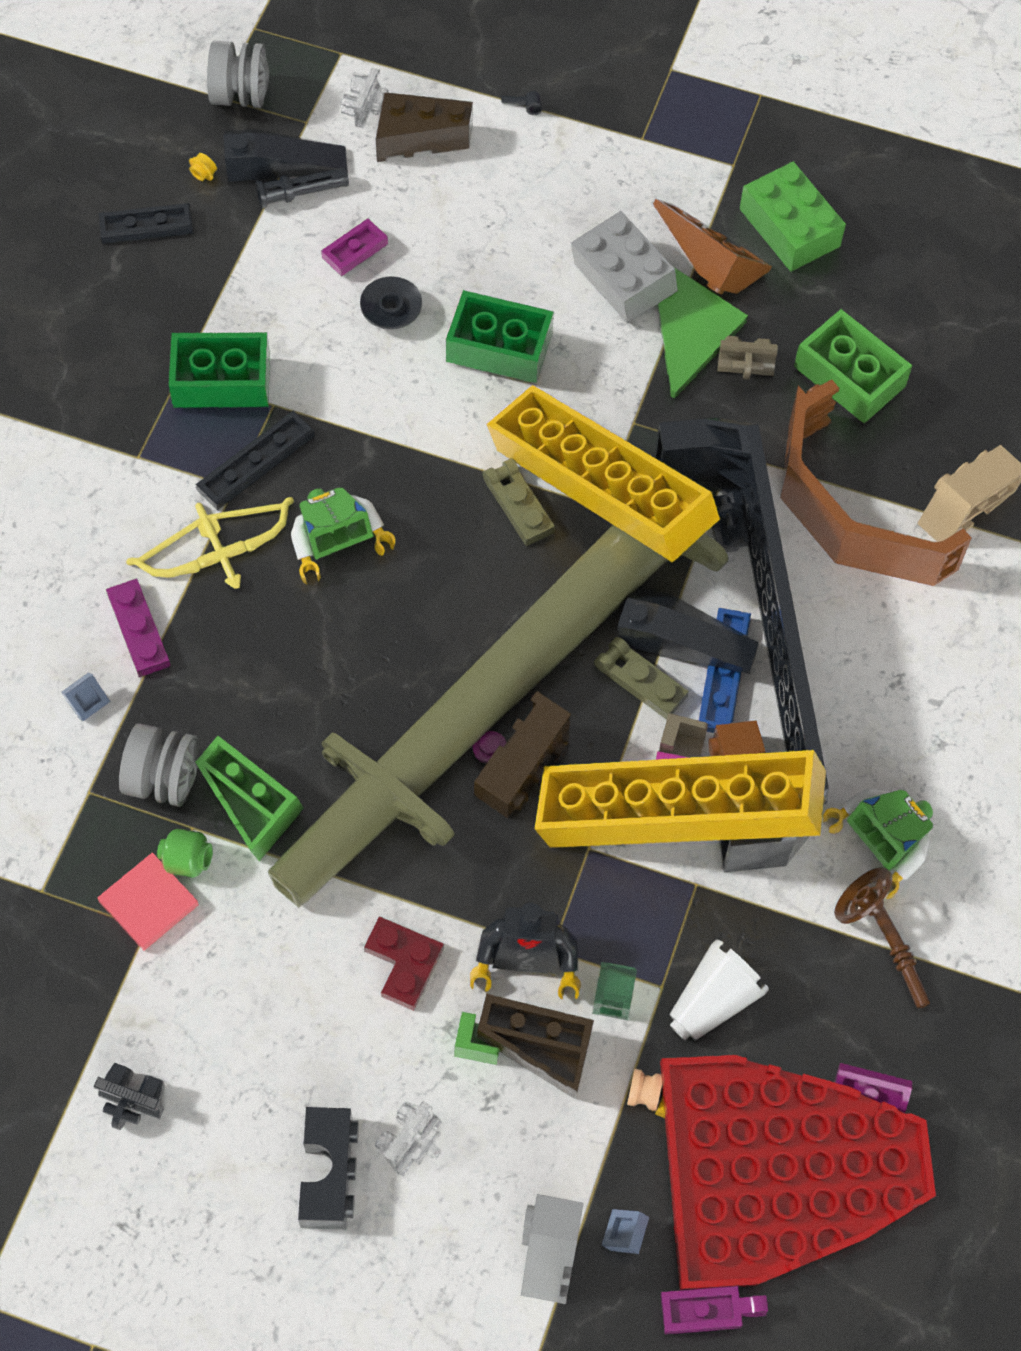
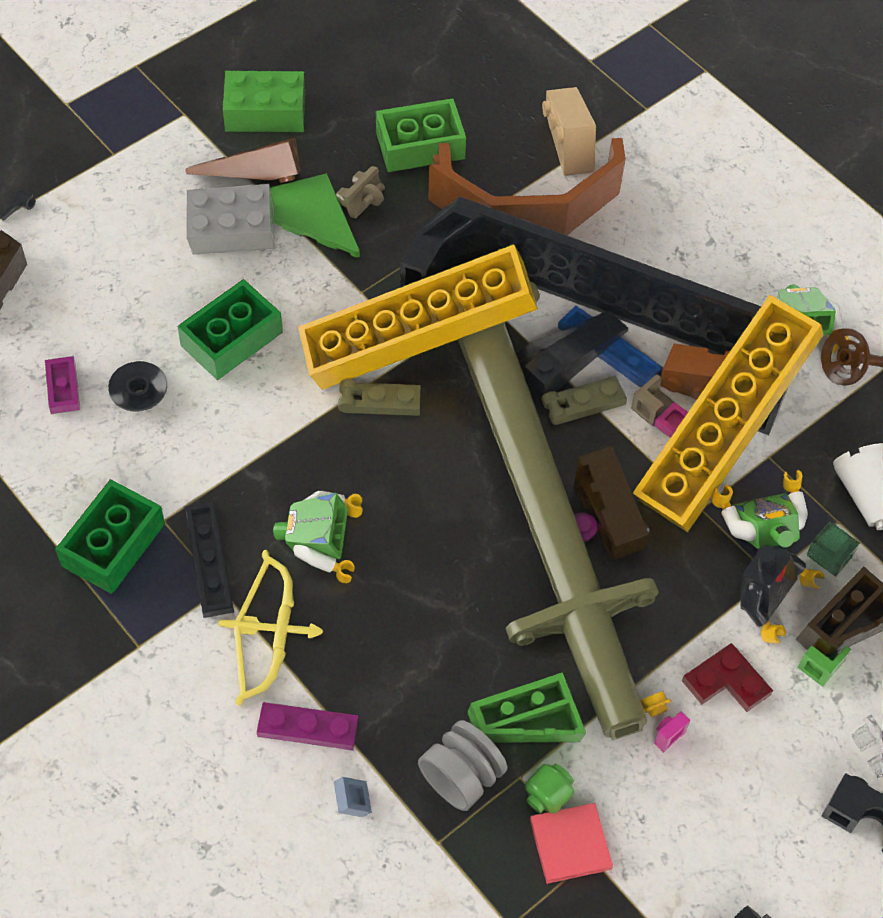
camera: 60 degrees left, 5 degrees down
(310, 931) = (671, 730): none -> dark pink plate
(332, 905) = (655, 704): none -> yellow plate
(601, 909) = (768, 519): none -> torso

